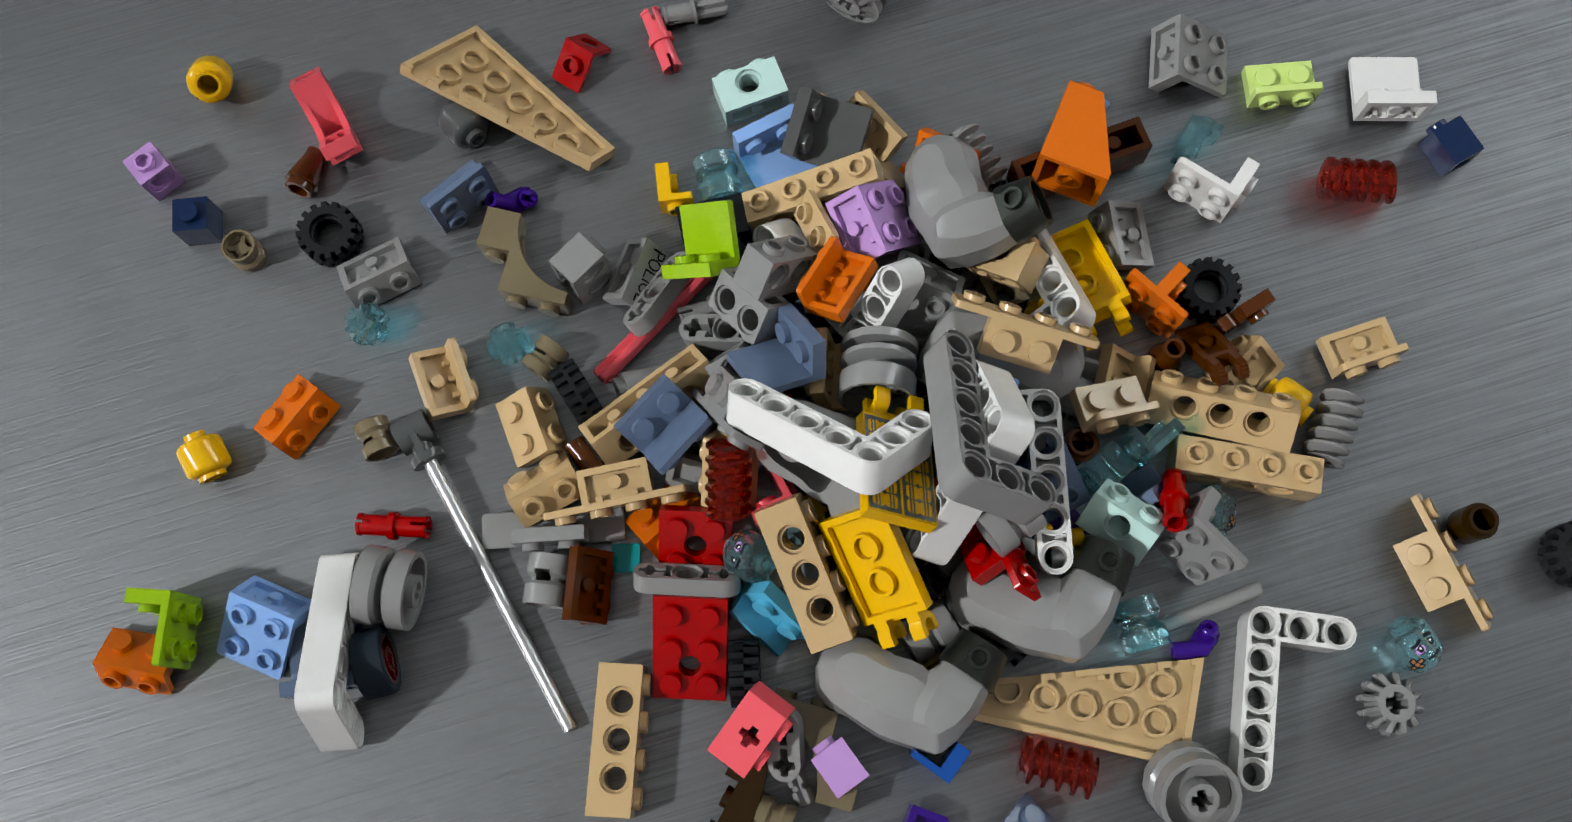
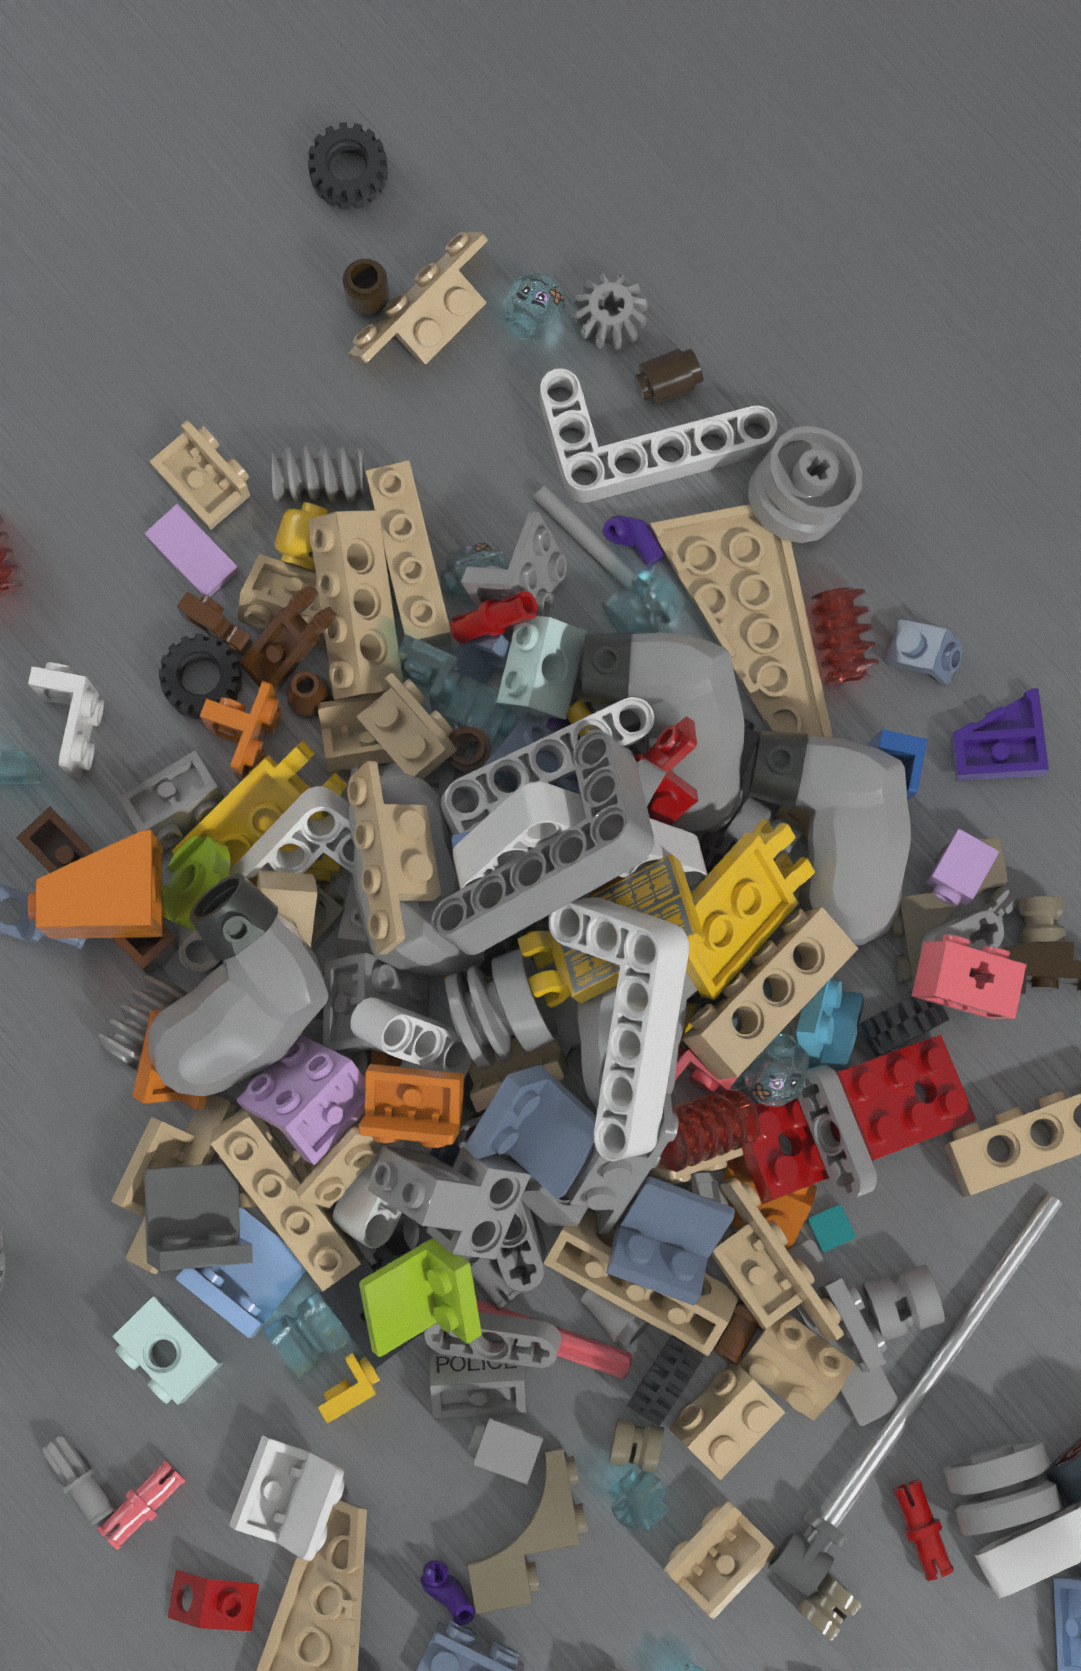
camera: 120 degrees left, 5 degrees up
(588, 585) = (889, 1250): reddish brown bracket -> none
(621, 124) = (288, 1497): none -> white bracket
(1069, 226) = (195, 870): none -> lime plate
(1303, 322) = (191, 551): none -> lavender tile
(1319, 725) = (668, 376): none -> dark brown brick

